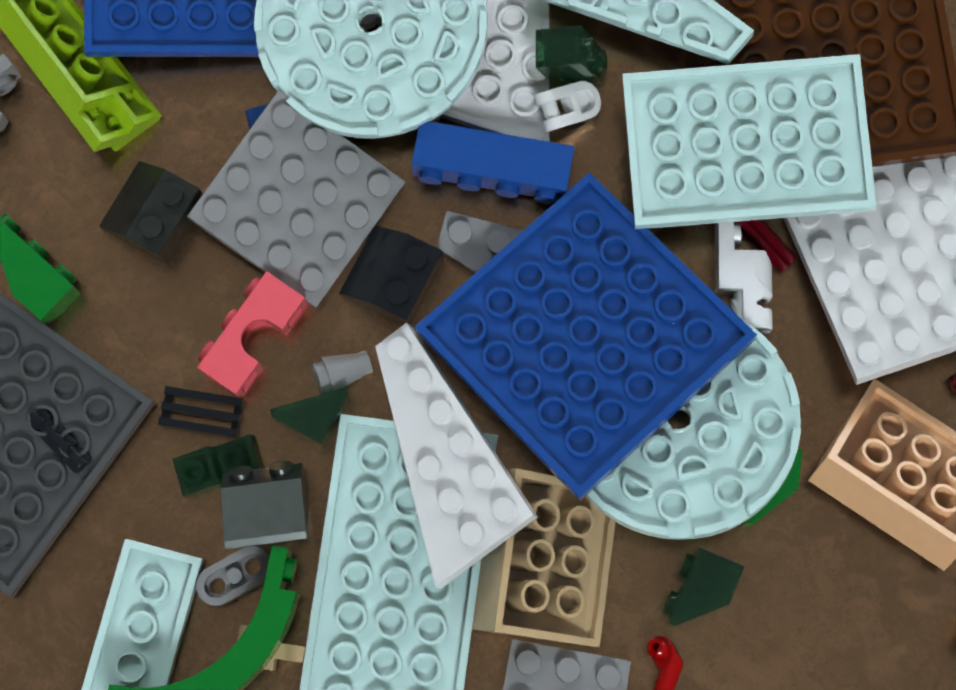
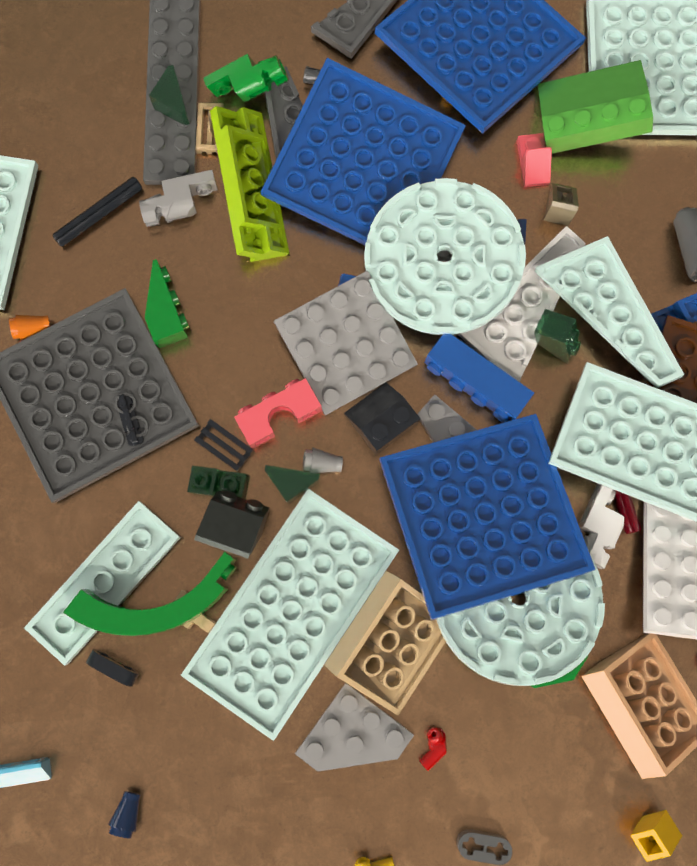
camera: 20 degrees right, 0 degrees up
(152, 211) = (255, 308): pearl dark grey slope -> none
(234, 574) = (194, 557): light grey plate -> none
(455, 476) = (360, 566): white wing -> none
(579, 102) = (549, 365): white plate -> none
(706, 586) = (483, 712): clear green slope -> none

